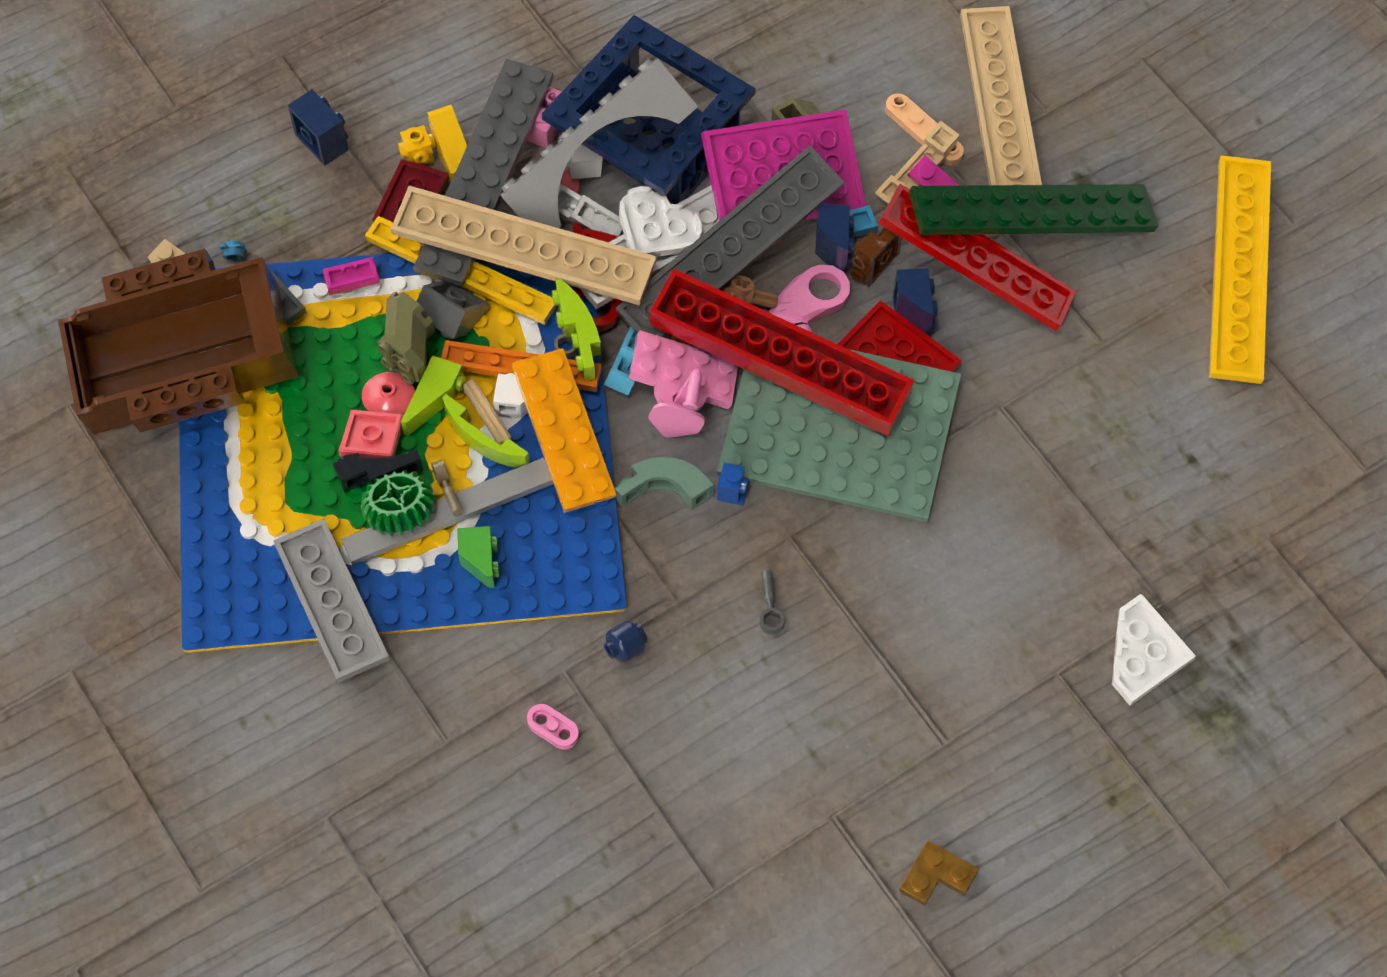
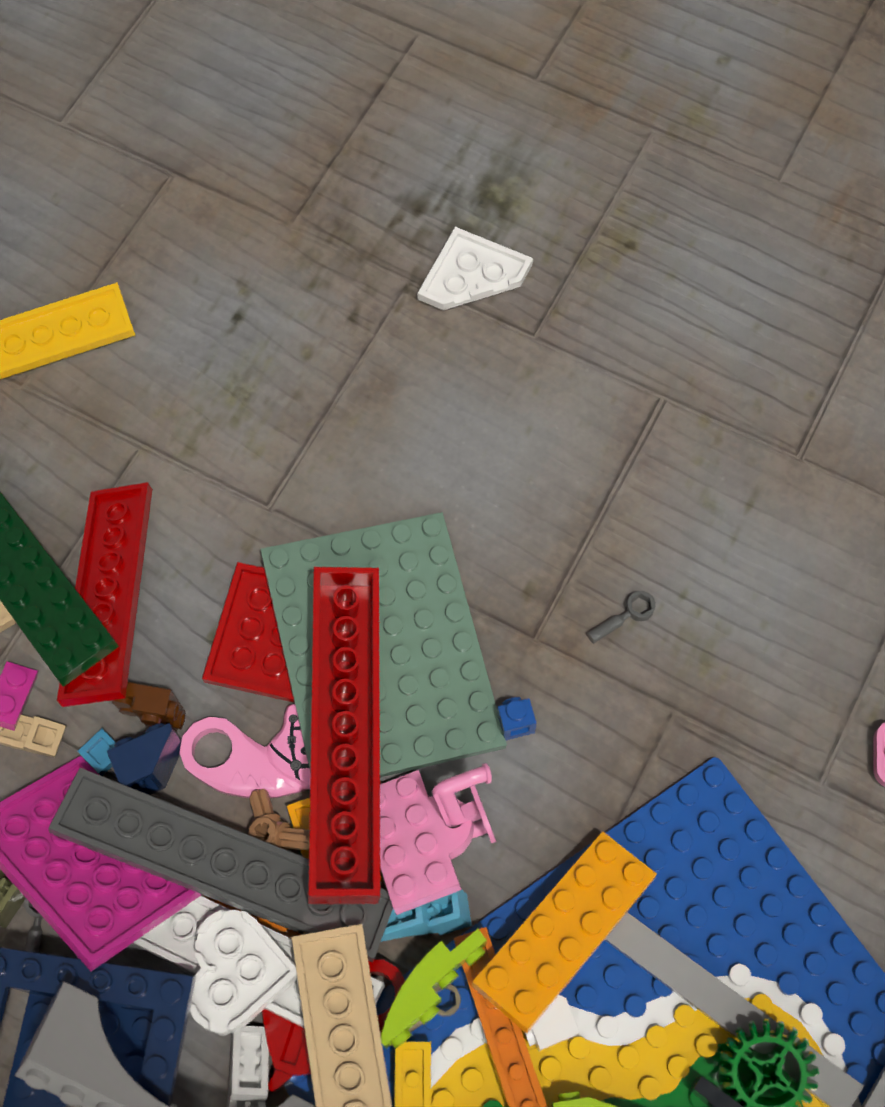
camera: 115 degrees left, 5 degrees up
(443, 479) = (700, 1040): dark tan piece -> none
(476, 553) = (768, 942): bright green slope -> none
(486, 411) = (585, 1043): tan axle -> none
(505, 454) = (626, 981): lime slope -> none
(625, 641) = (759, 730): dark blue head -> none
(666, 474) = (541, 793): sand green arch -> none
(914, 298) = (191, 633): dark blue slope -> none
(934, 866) = (789, 352): pearl gold plate -> none

